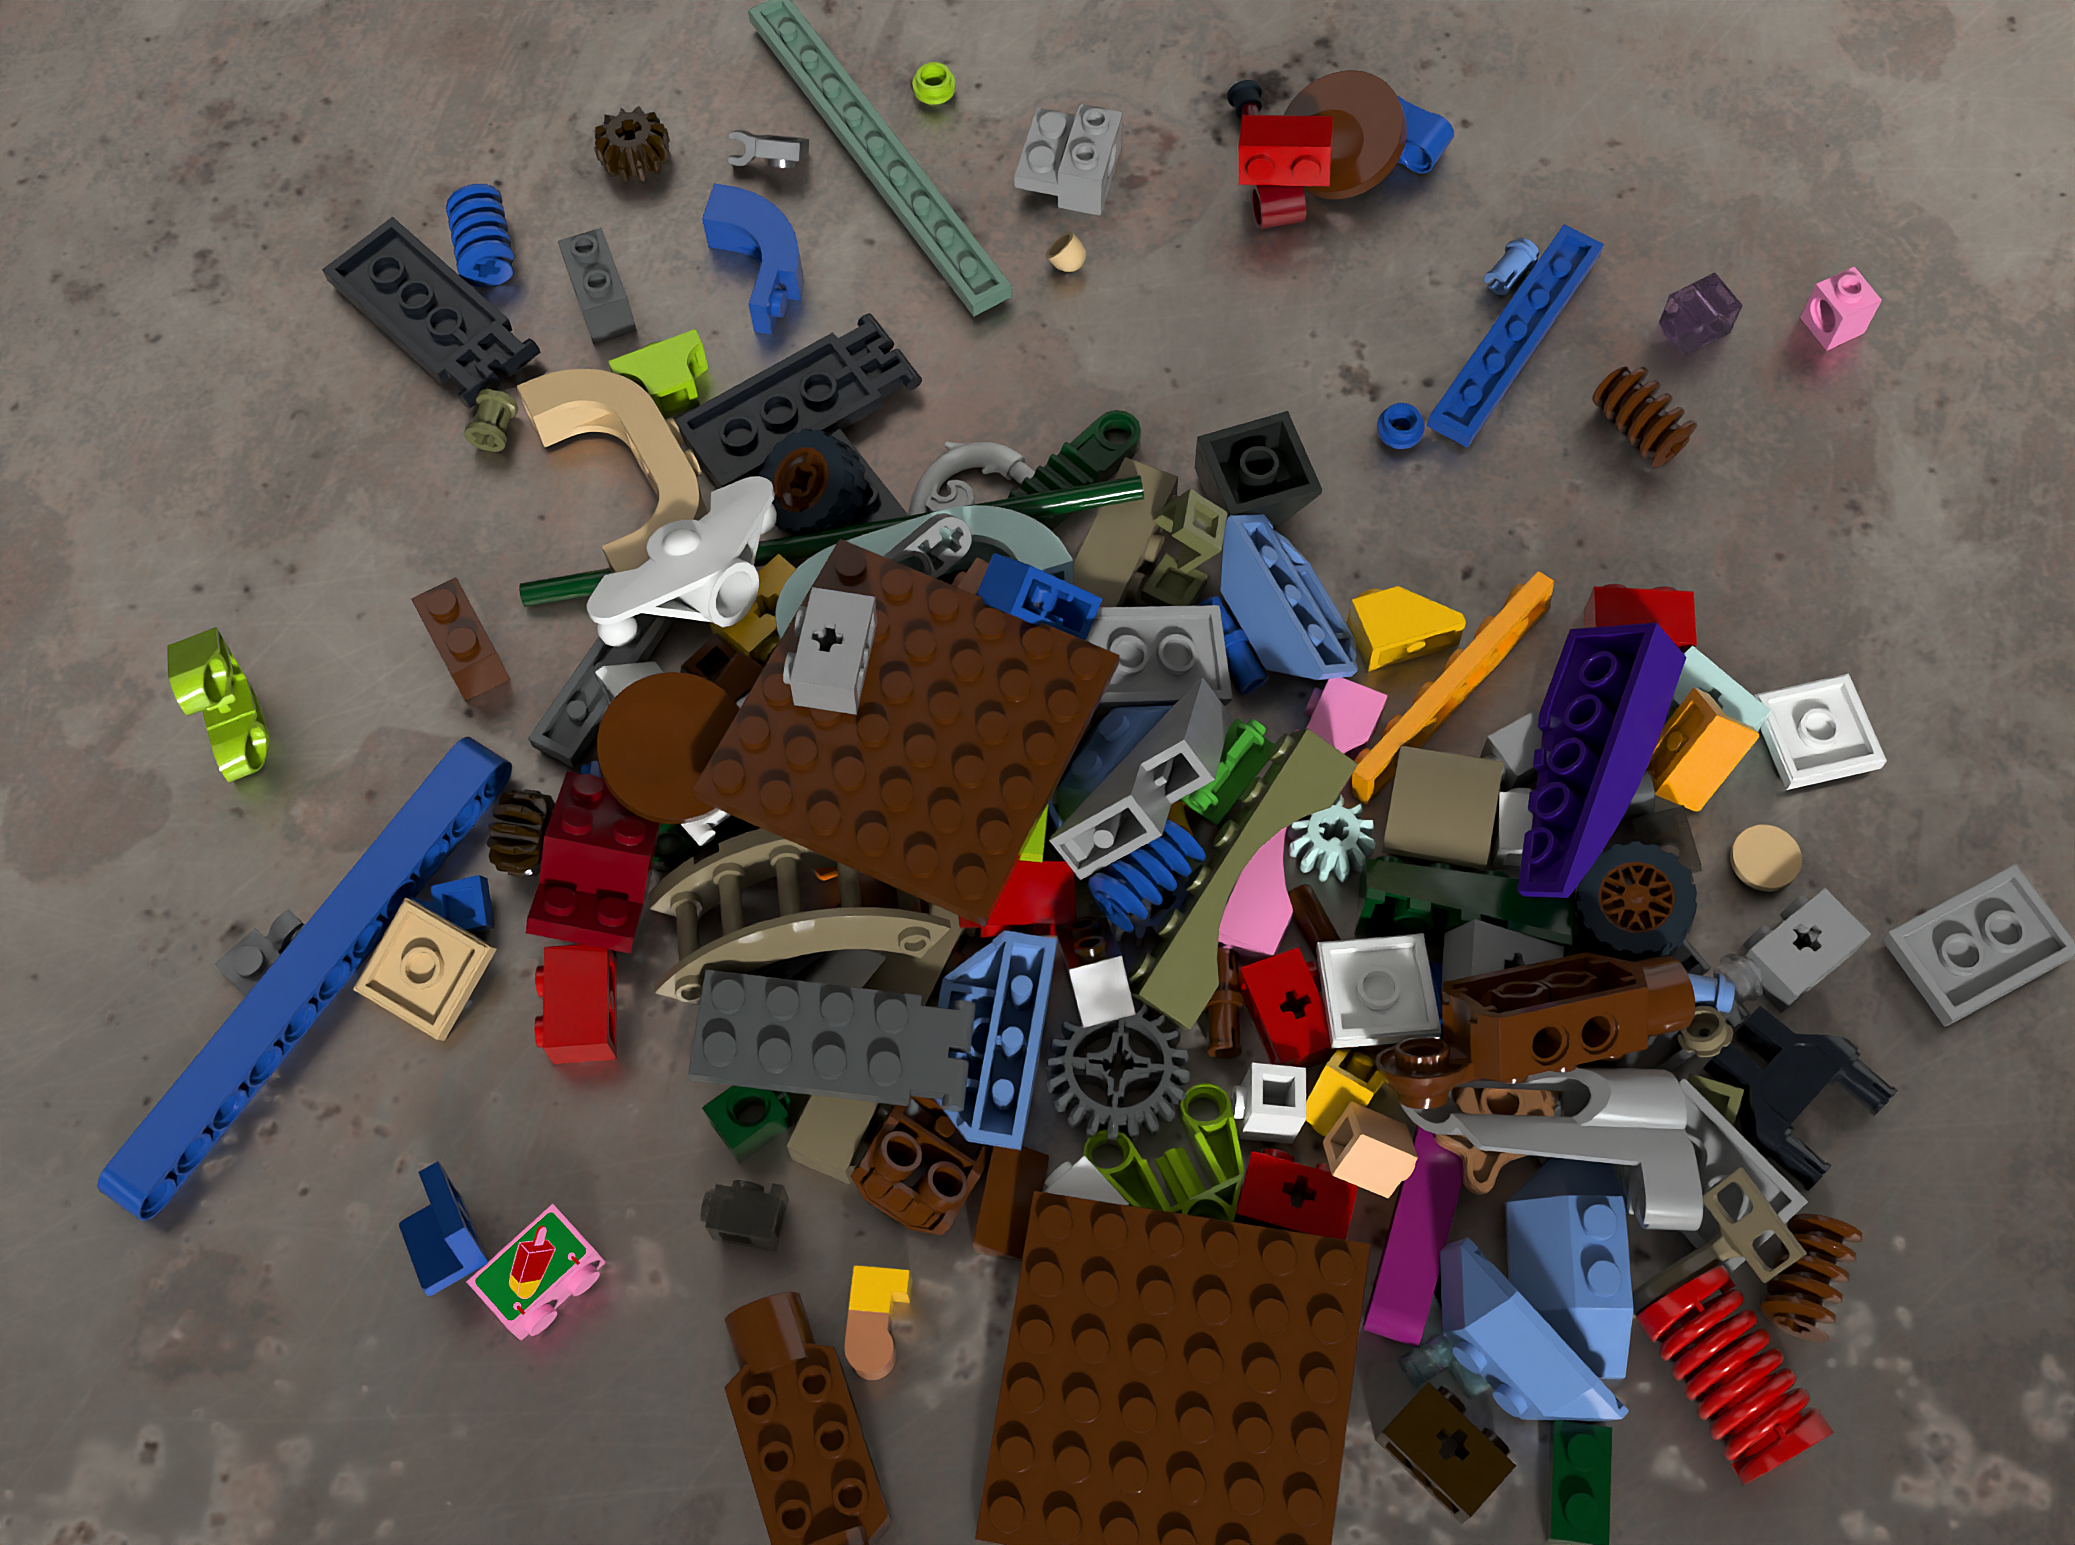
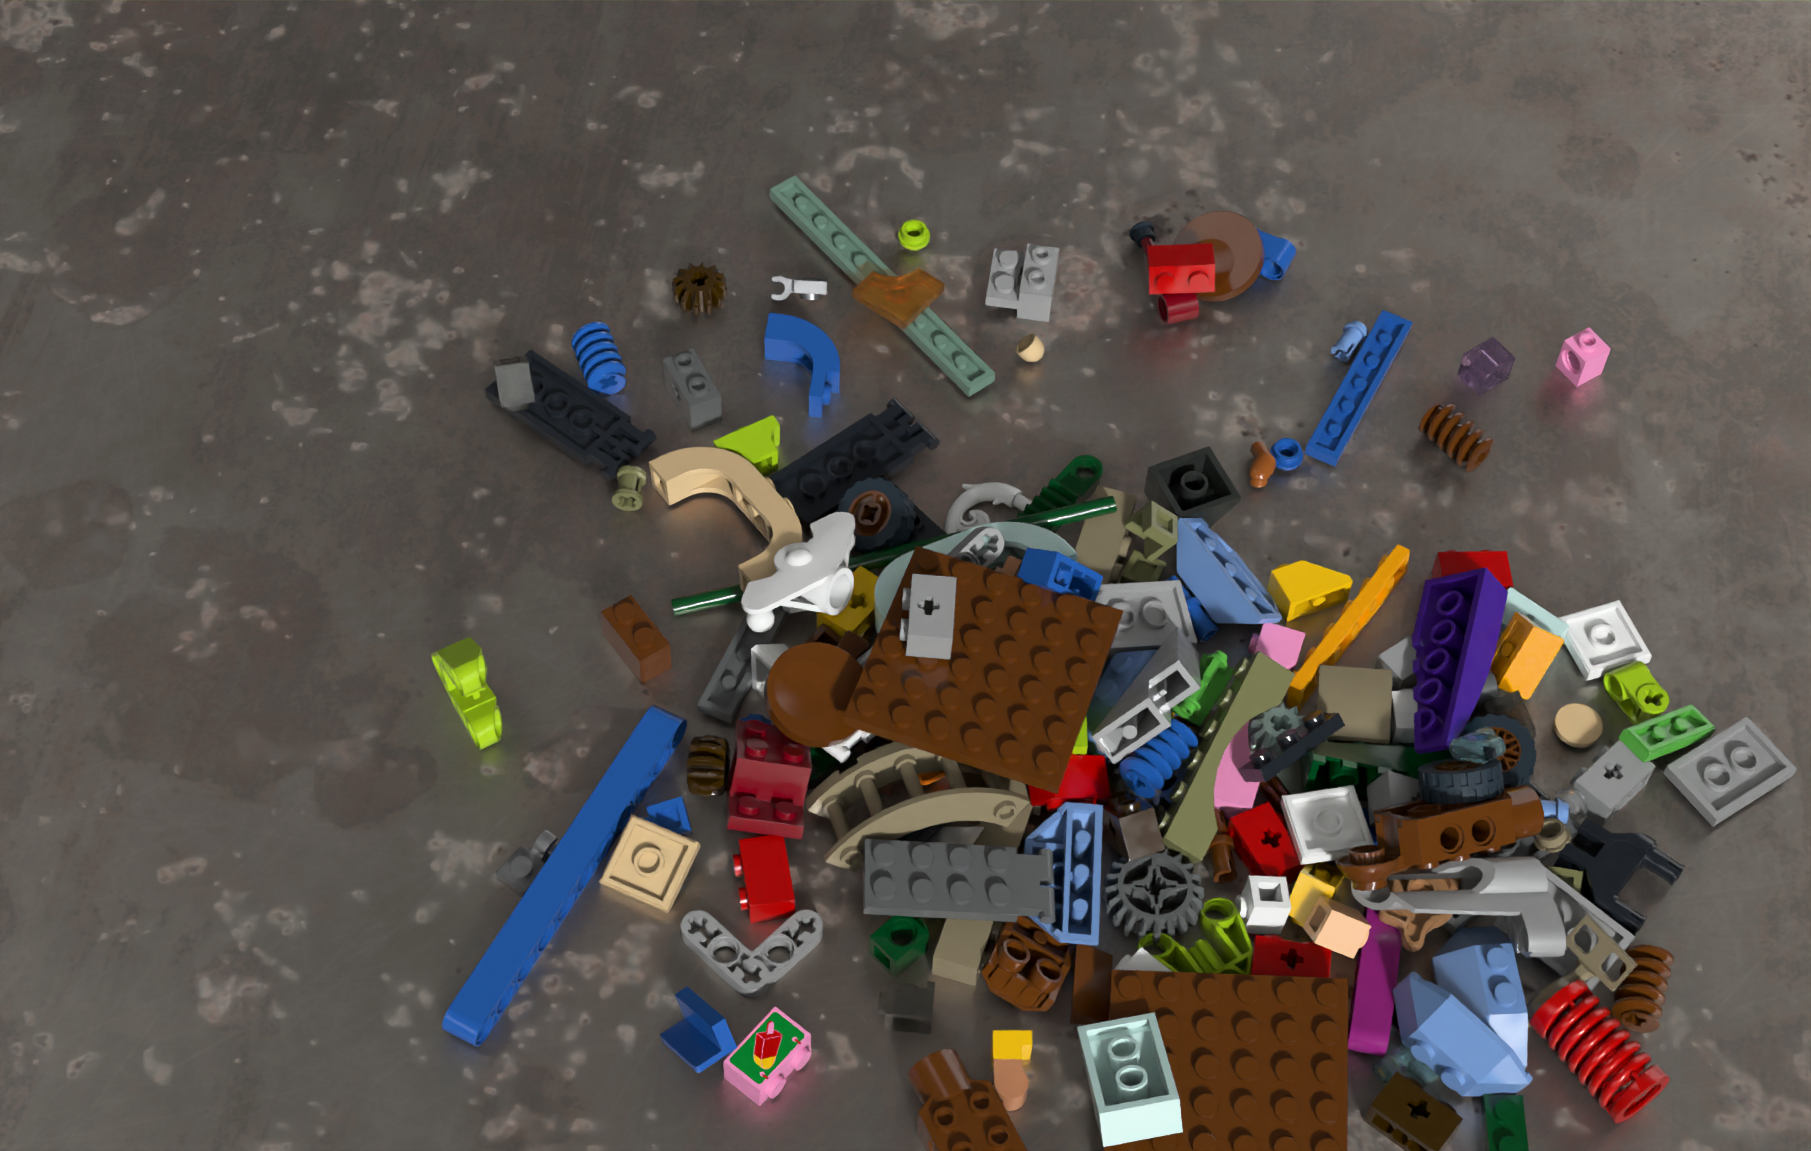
camera: 10 degrees left, 10 degrees down
(352, 262) = (513, 383): none -> clear smoke slope
(553, 1121) = (758, 960): none -> light grey beam
(896, 170) = (900, 297): none -> clear orange tile
(1030, 1369) = (1130, 1079): none -> light aqua slope
(1340, 869) = (1291, 746): none -> black plate
(1364, 440) = (1262, 466): none -> dark orange arm
(1578, 946) = (1460, 781): none -> black wheel
(1610, 896) = (1478, 746): none -> clear light blue piece
(1856, 814) = (1635, 690): none -> lime piece
(1894, 882) = (1667, 733): none -> bright green tile

